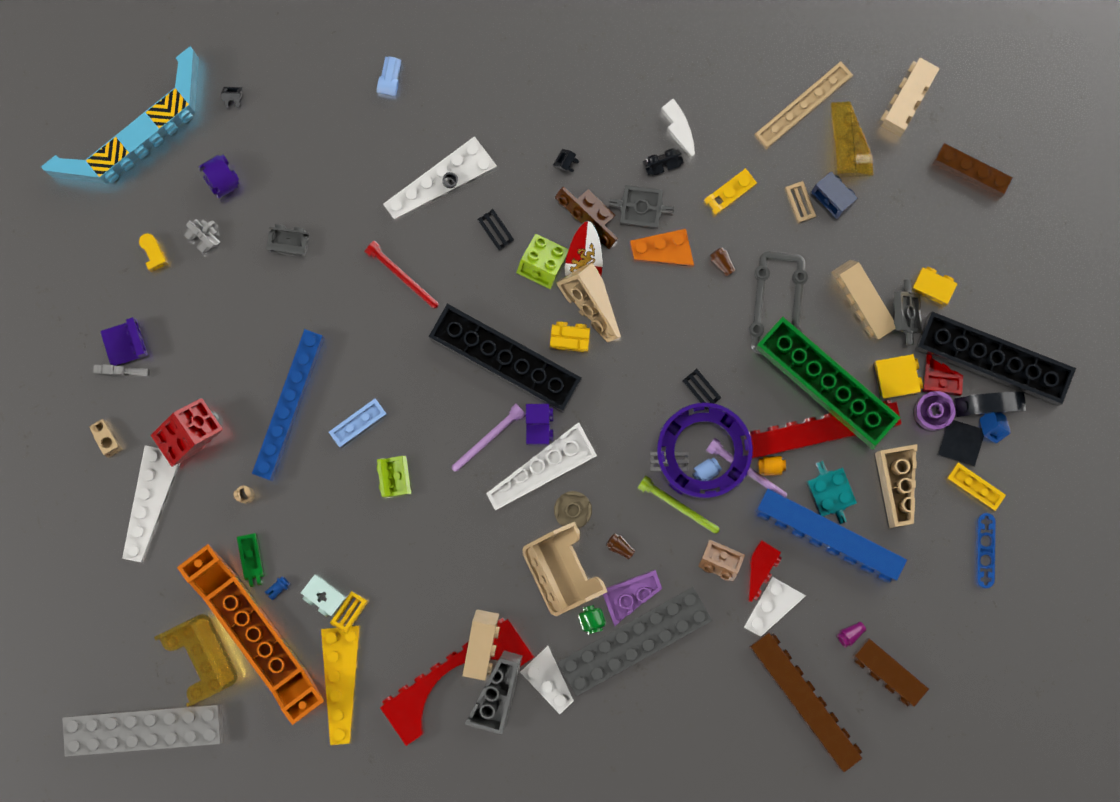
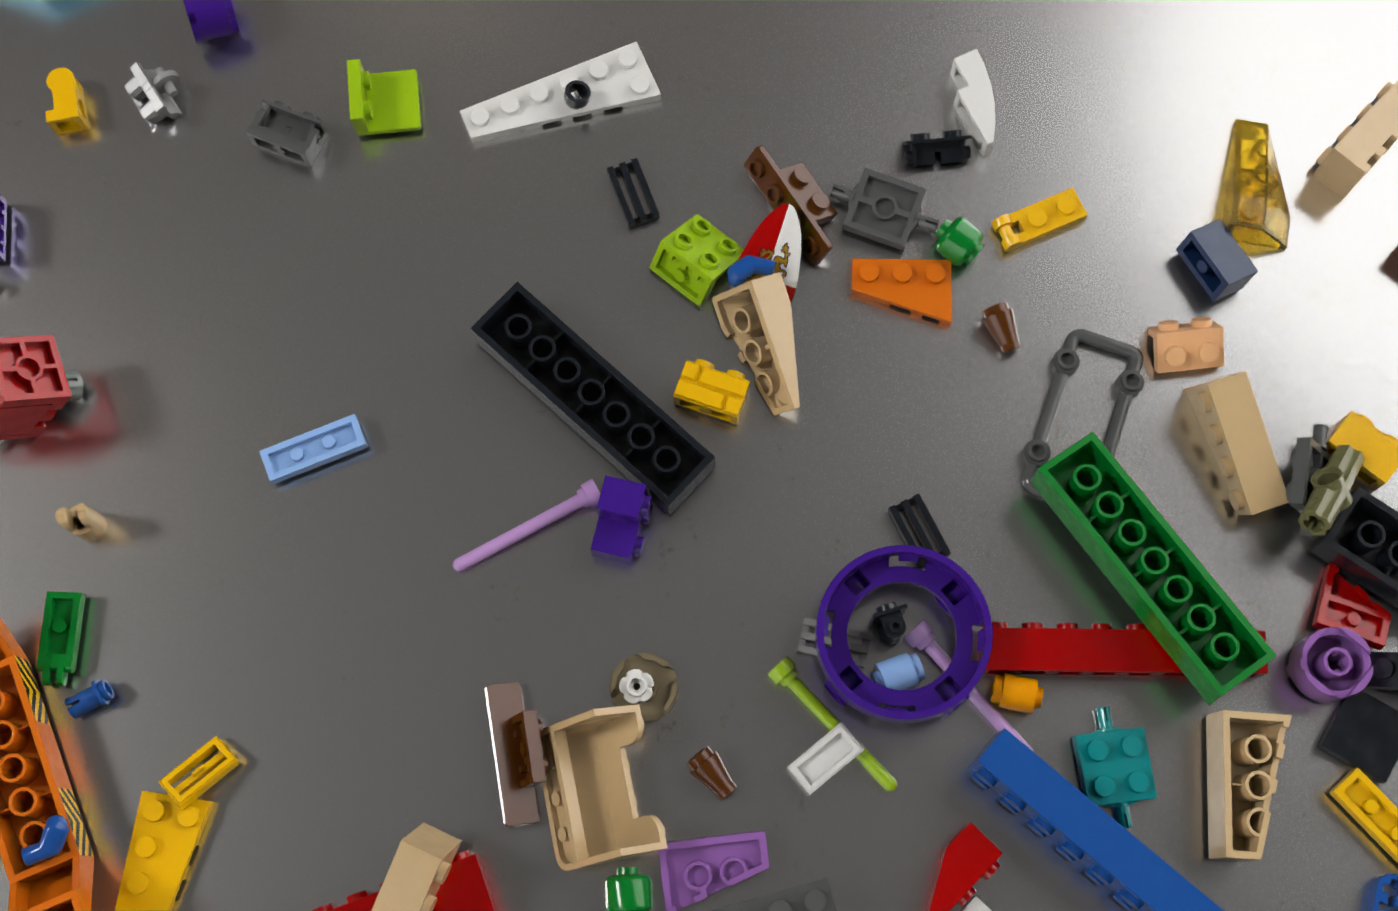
camera: 10 degrees right, 10 degrees down
(288, 405) = (204, 392): blue brick -> none
(288, 666) = (51, 841): none -> blue arm
(334, 597) = (144, 723): light aqua brick -> none
(338, 207) = (383, 100): none -> lime bracket
(374, 251) = (423, 178): red piece -> none
(393, 476) = (346, 553): lime bracket -> none
(514, 560) = (517, 753): none -> reddish brown bracket
(555, 460) = (634, 593): white wing -> none
(565, 159) = (774, 108): black tile -> none
(569, 516) = (643, 693): none -> white plate
(572, 261) = (747, 266): none -> blue arm
(678, 524) = (826, 758): none -> white tile
(688, 217) = (959, 241): none -> green head
(696, 445) = (889, 622): none -> black hinge
(721, 561) = (888, 844): medium nougat bracket -> none
(803, 105) = (1189, 113): tan tile -> none
(805, 217) = (1157, 288): tan tile -> none
(827, 247) = (1187, 345): none -> light nougat bracket
(898, 376) = (1275, 588): yellow brick -> none
(917, 317) = (1331, 490): none -> olive piece

